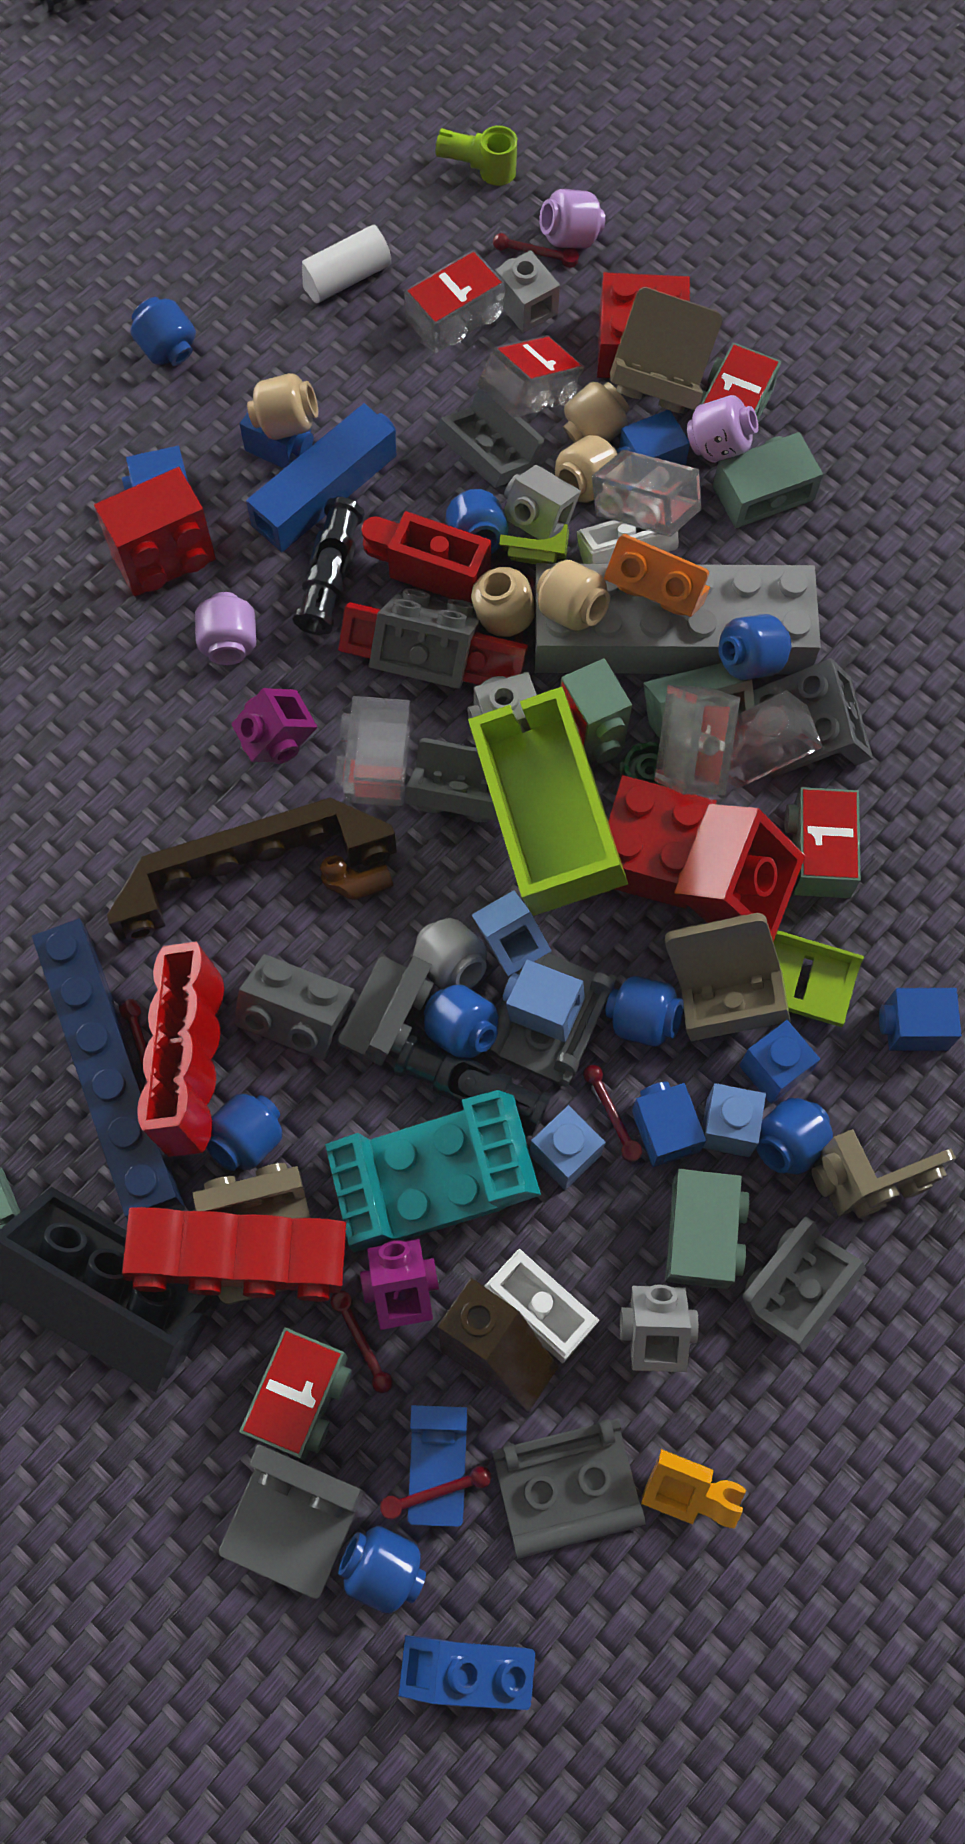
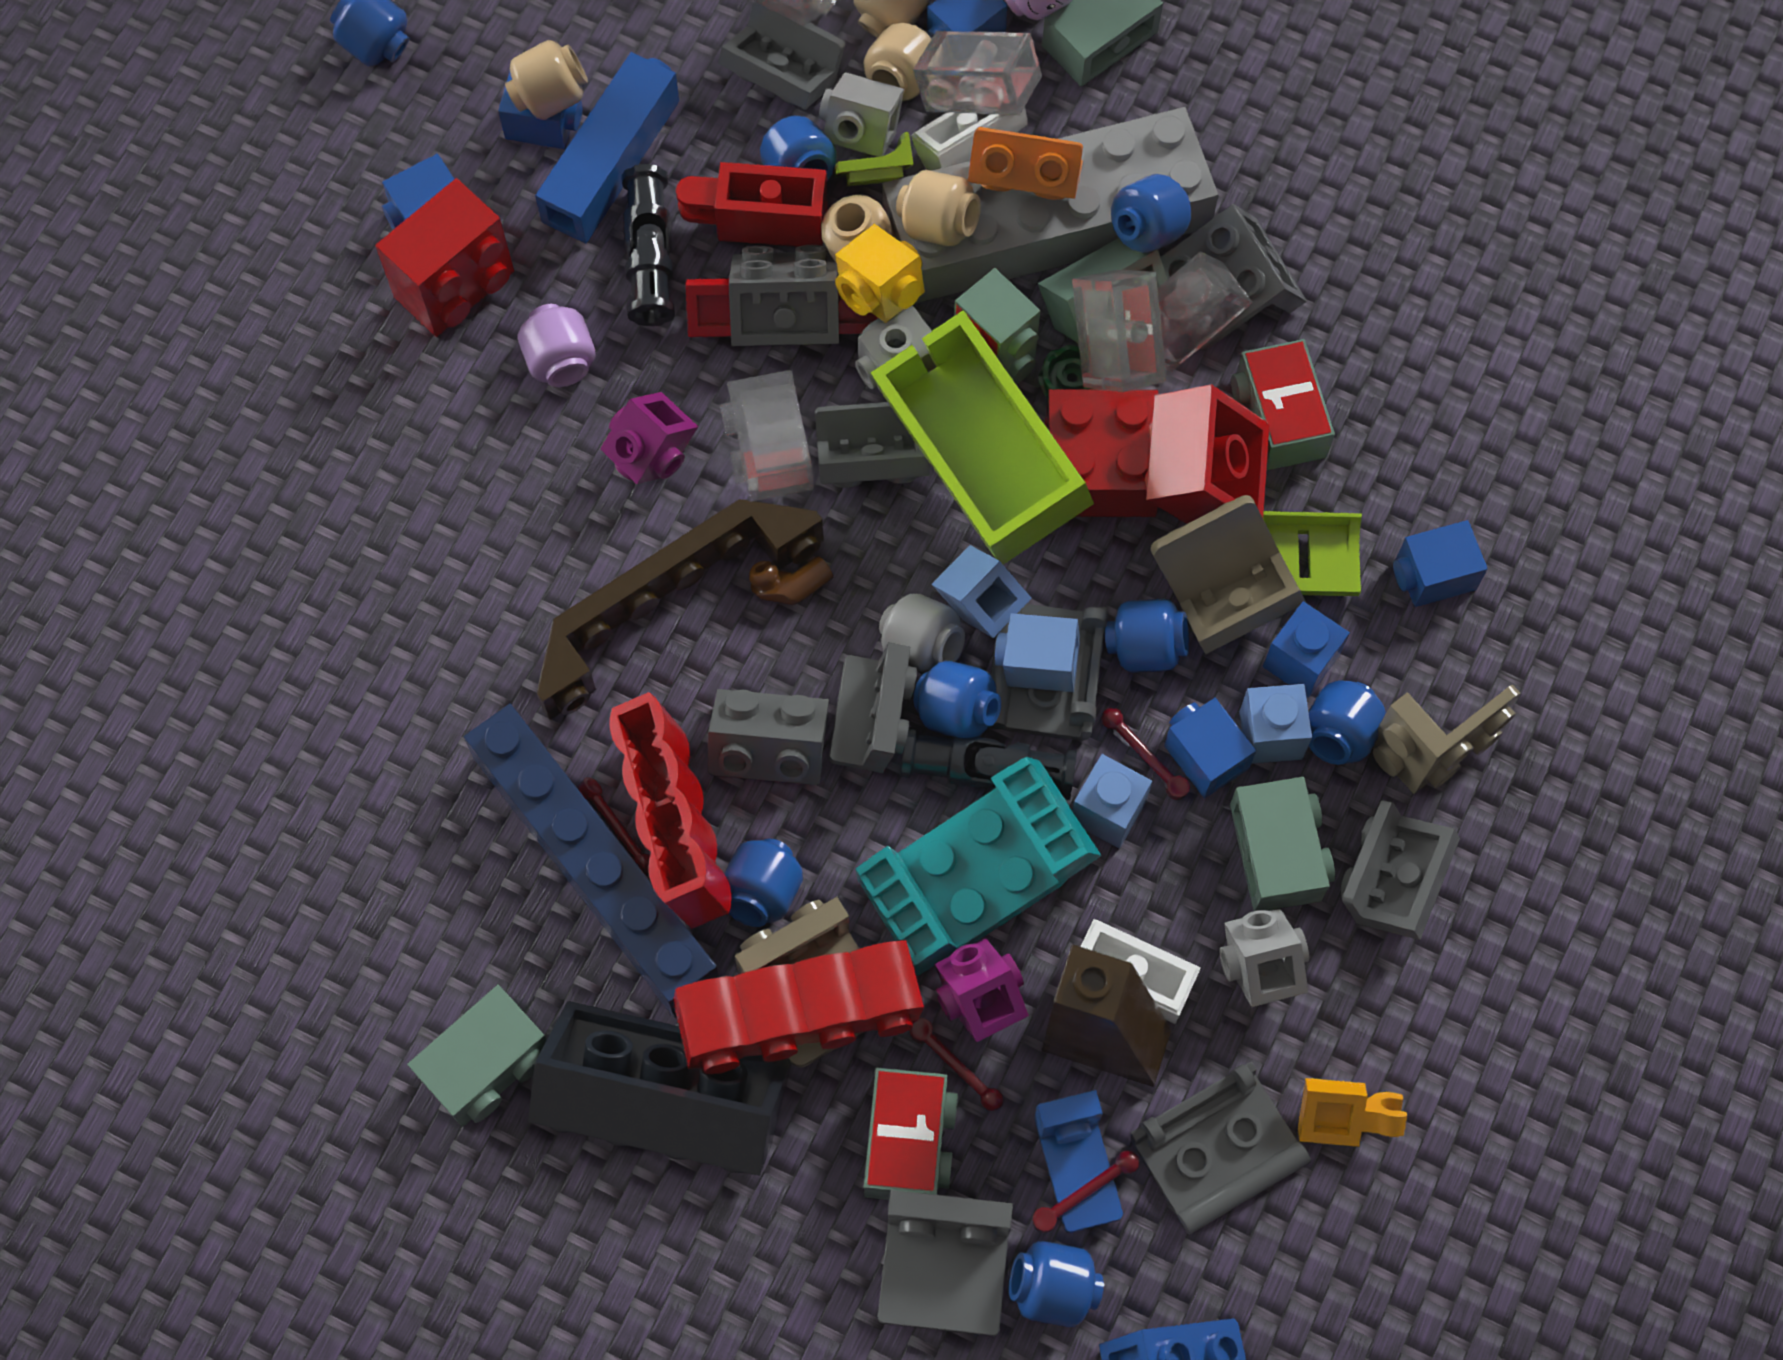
camera: 15 degrees left, 0 degrees up
(506, 638) = (879, 274): none -> yellow brick

